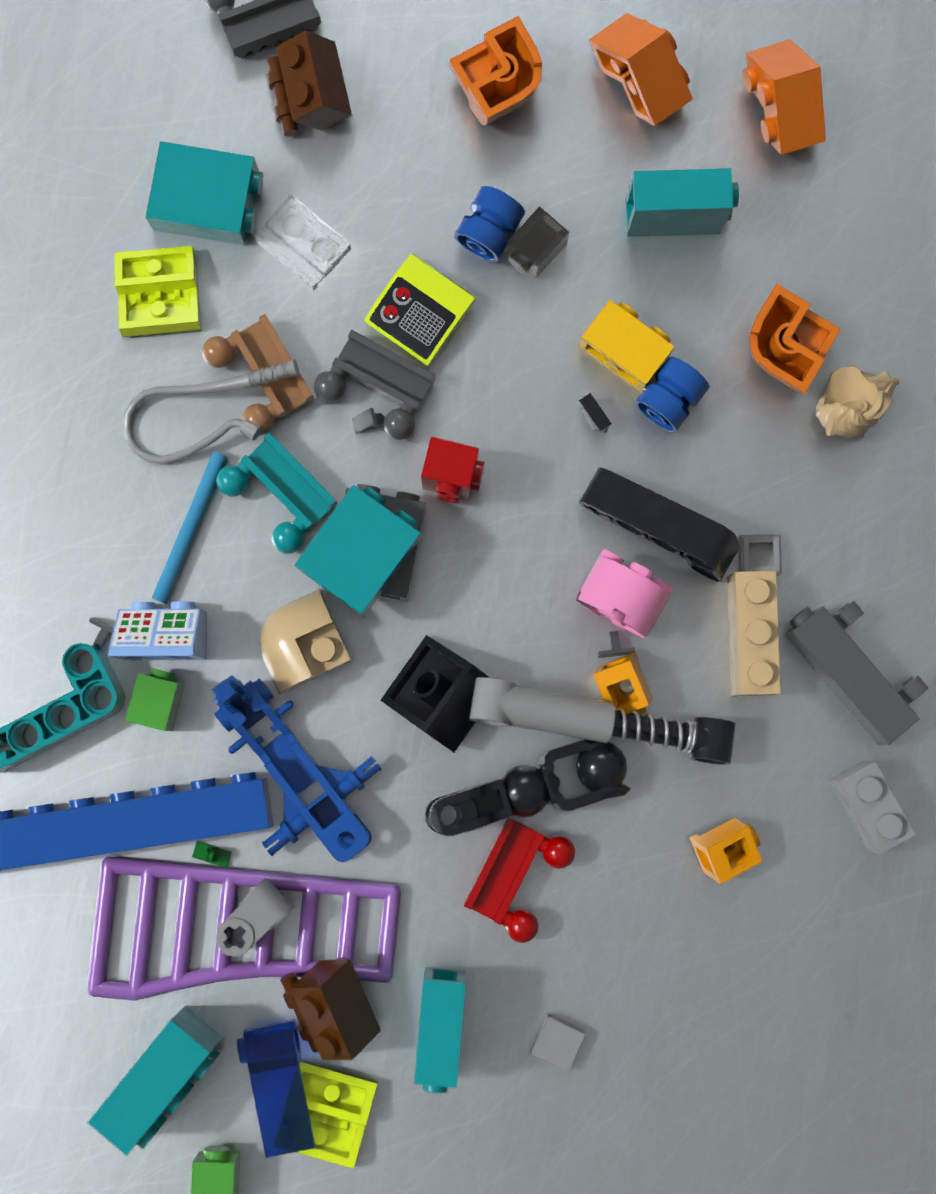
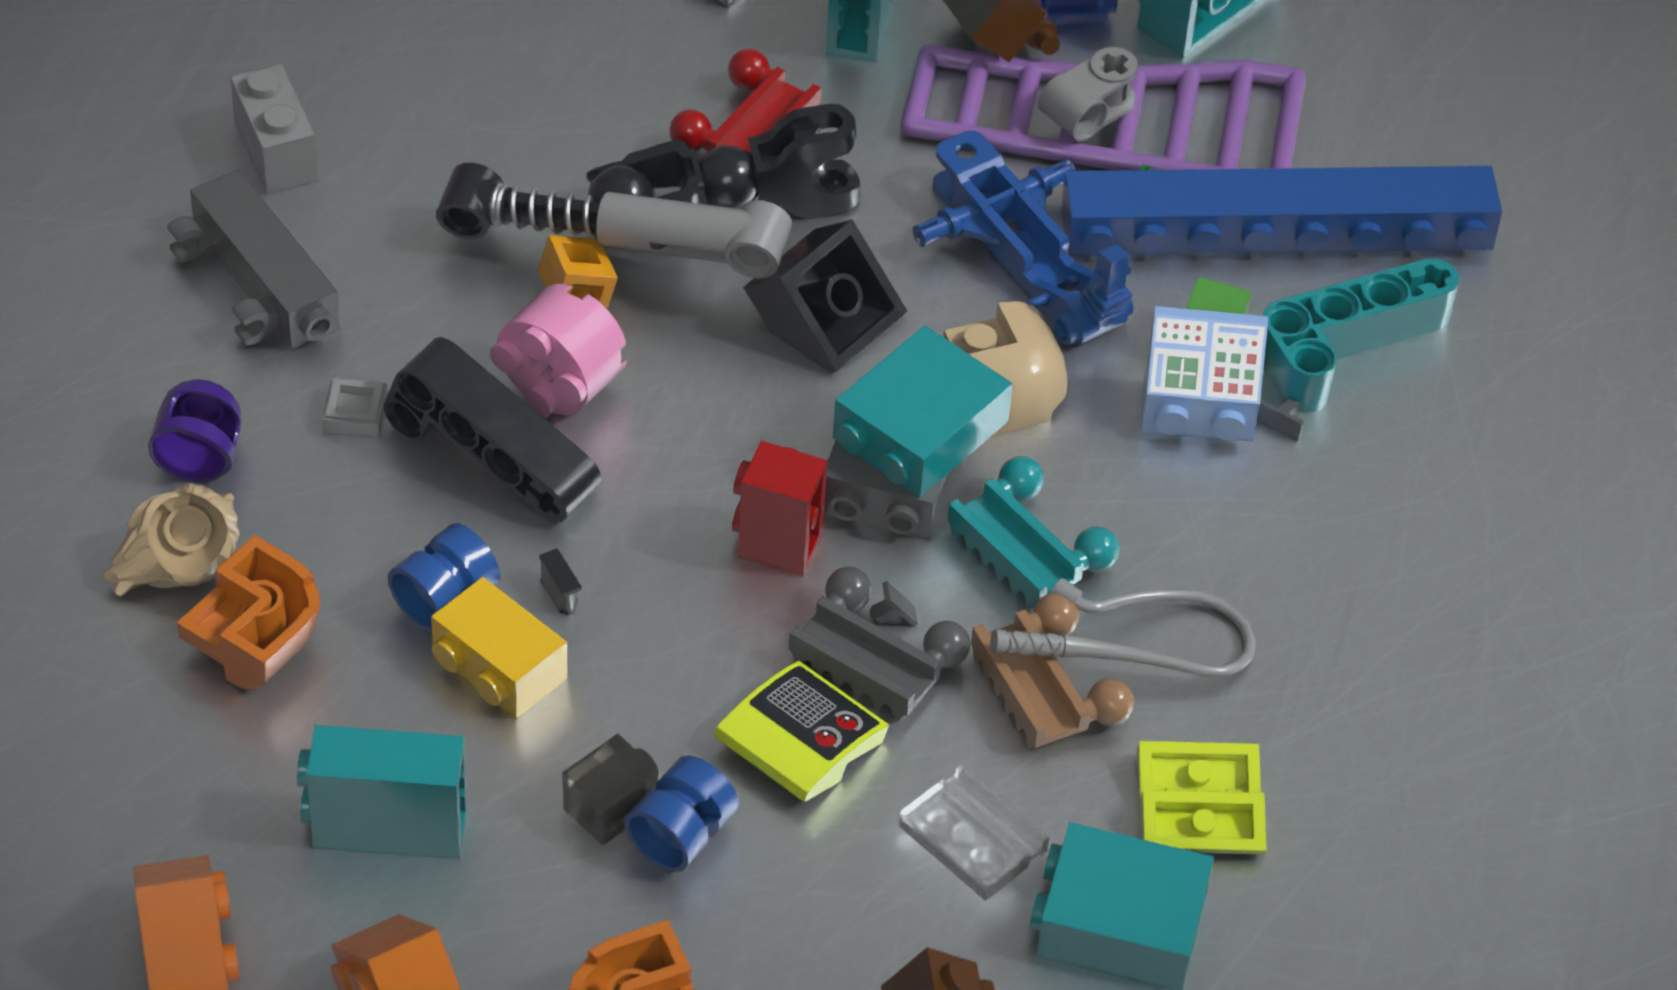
camera: 175 degrees left, 35 degrees down
(189, 528) = (1161, 516): dark azure bar -> none
(737, 857) = (471, 108): light orange brick -> none
(753, 633) = (388, 303): tan brick -> none
(864, 499) = (196, 431): none -> dark purple helmet

